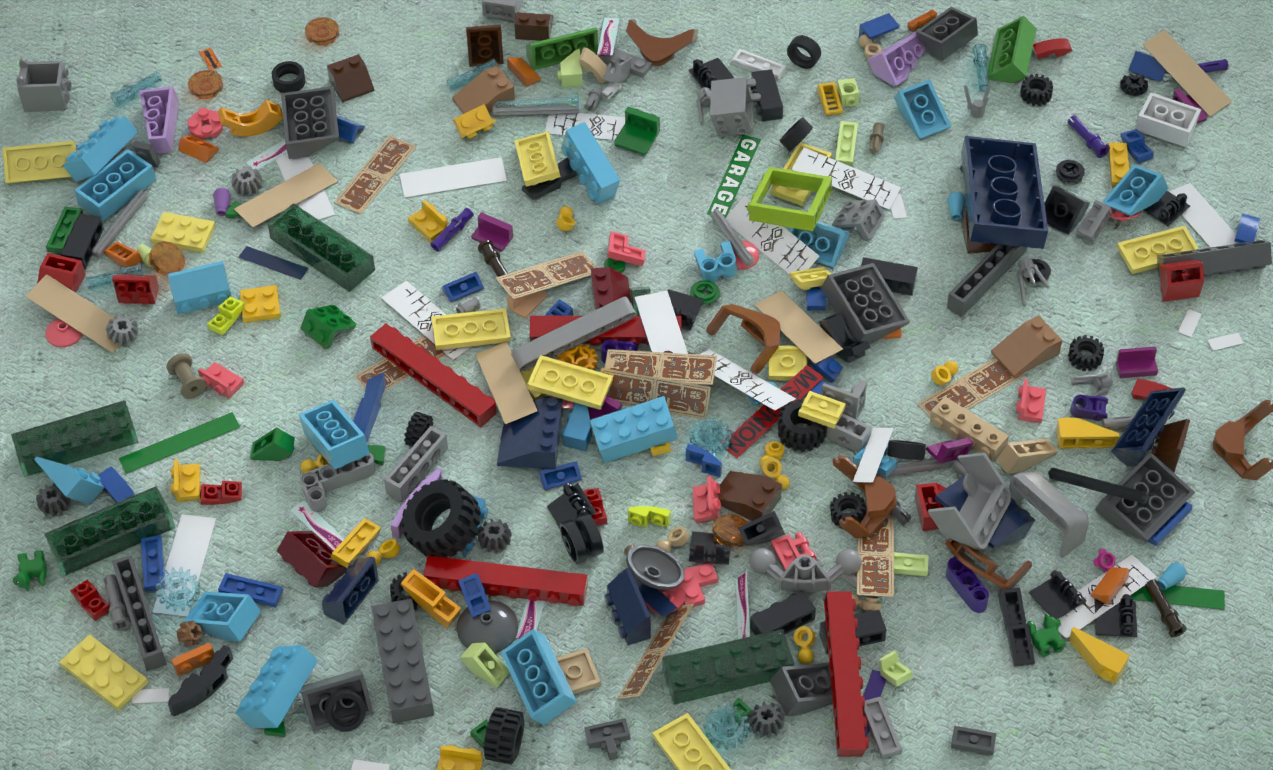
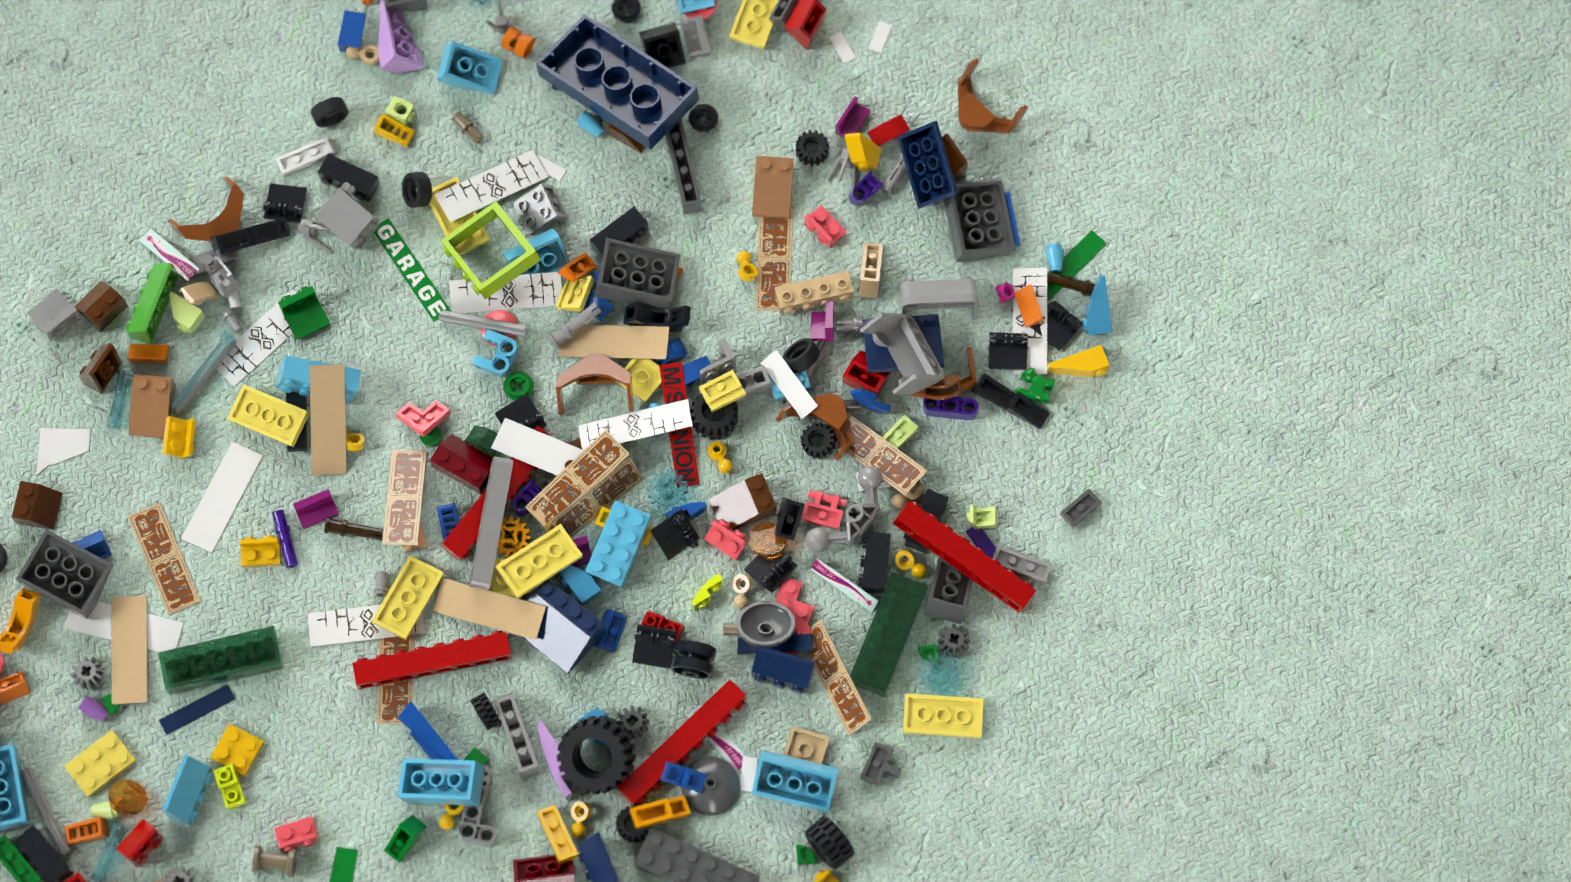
camera: 55 degrees left, 20 degrees up
(268, 156) = (66, 633): sticker -> none
(317, 525) = (513, 851): sticker -> none
(324, 322) = (308, 710): green bracket -> none
(410, 67) = (60, 445): none -> white sticker
(462, 287) = (353, 573): blue slope -> none
(485, 663) = (746, 812): yellowish green slope -> none
(564, 187) = (328, 419): none -> tan sticker
(665, 68) = (250, 236): none -> black slope
(677, 463) = (675, 534): none -> black hinge
(777, 467) = (750, 468): yellow plate -> none
(778, 291) = (567, 331): none -> light grey pin
(831, 262) = (577, 268): none -> orange slope
(846, 142) = (454, 155): yellowish green plate -> none
(914, 514) = (868, 400): none -> blue slope
(972, 122) = (515, 41): none -> orange wheel
(1027, 270) = (702, 124): light grey plant -> none
(1083, 434) = (884, 214): yellow slope -> none
(1098, 485) = (948, 246): black axle -> none
(1116, 382) = (862, 152): none -> yellow slope
(1156, 634) = (1097, 314): none -> dark azure slope

